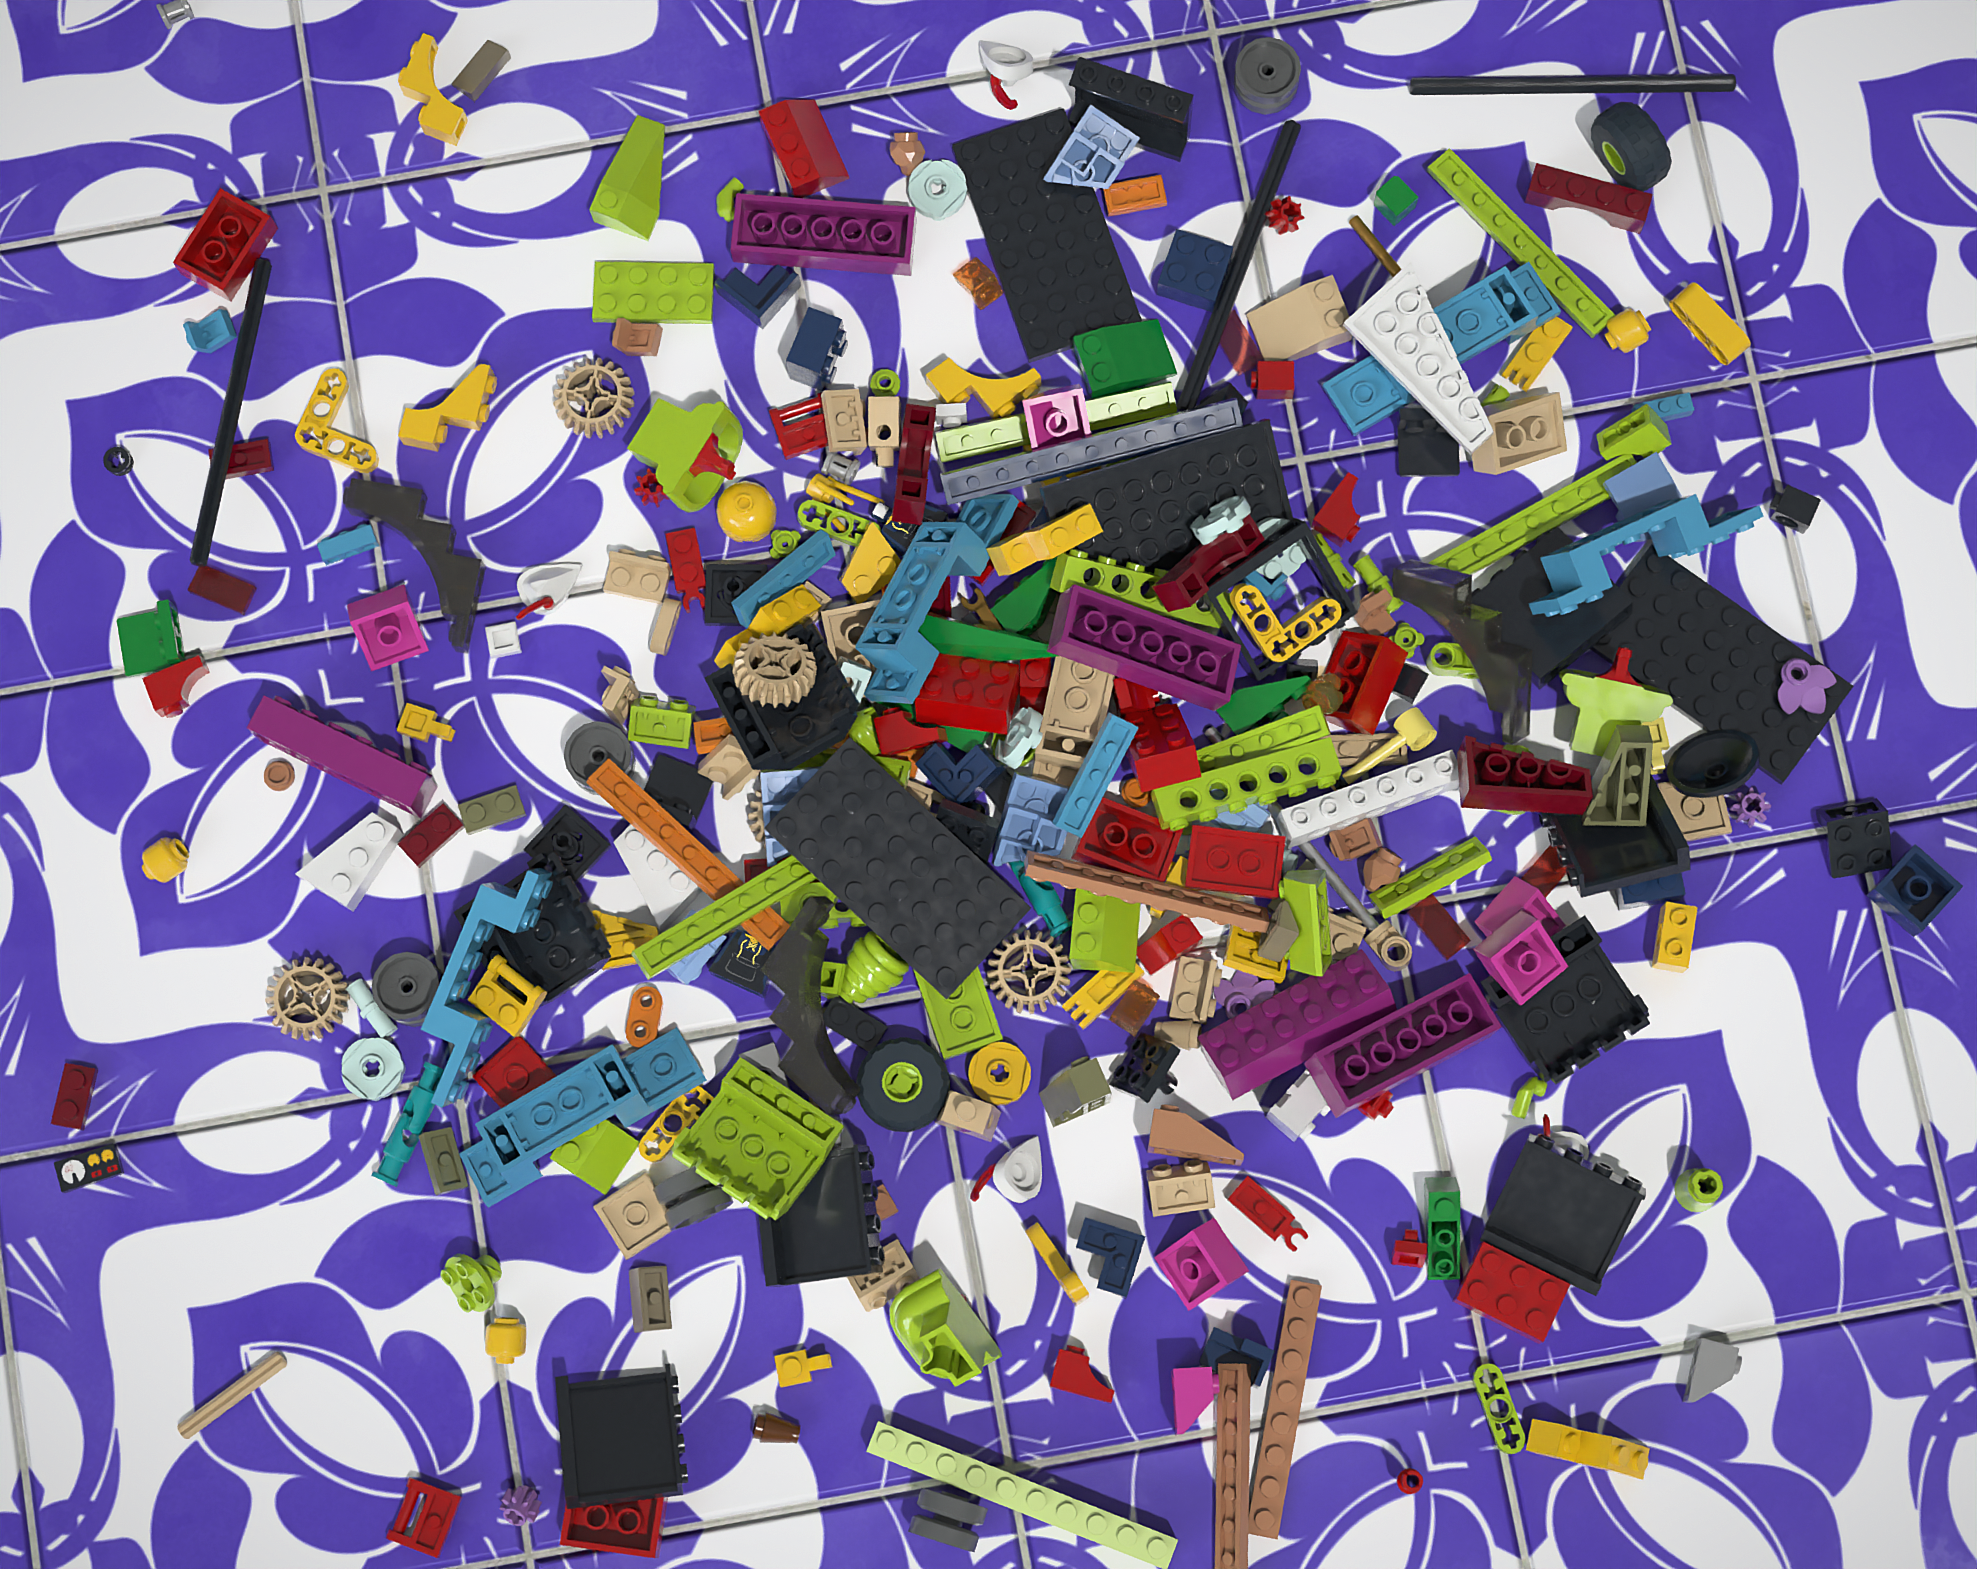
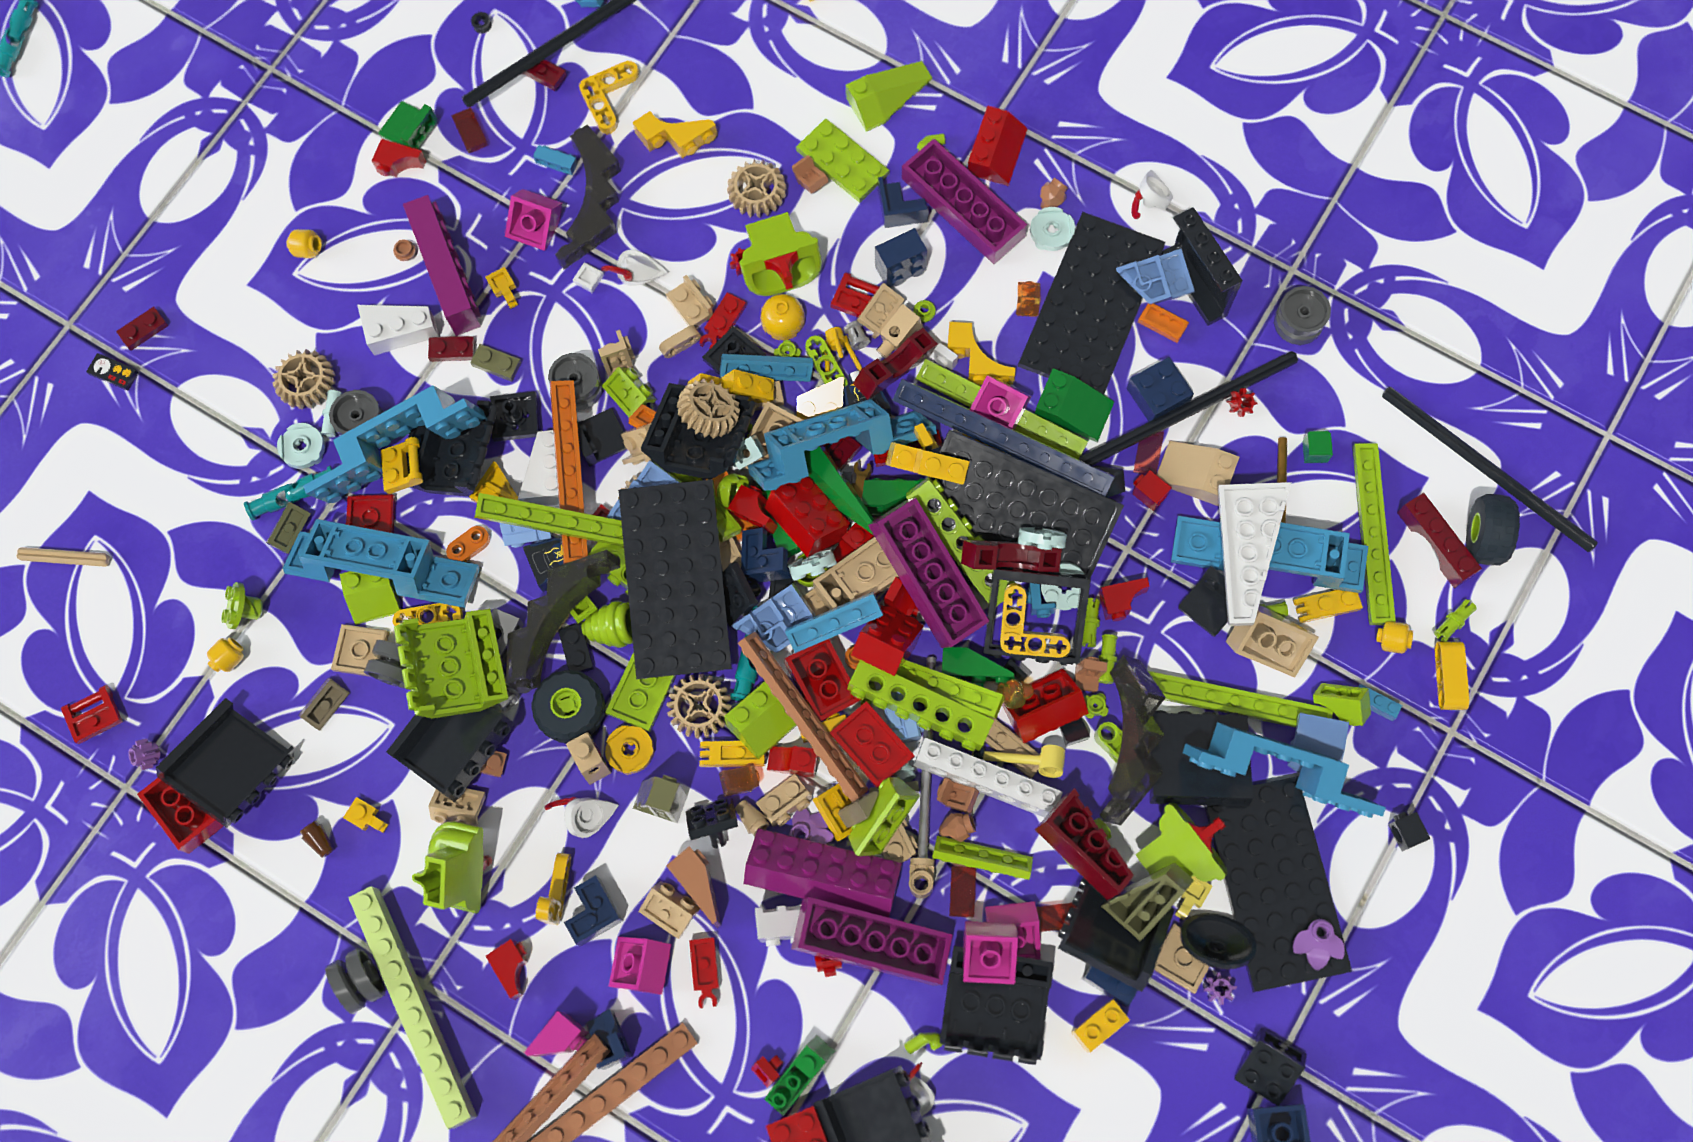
camera: 40 degrees right, 5 degrees down
(1017, 517) = (925, 437): none -> yellow slope
(1668, 265) = (1455, 620): none -> lime pin

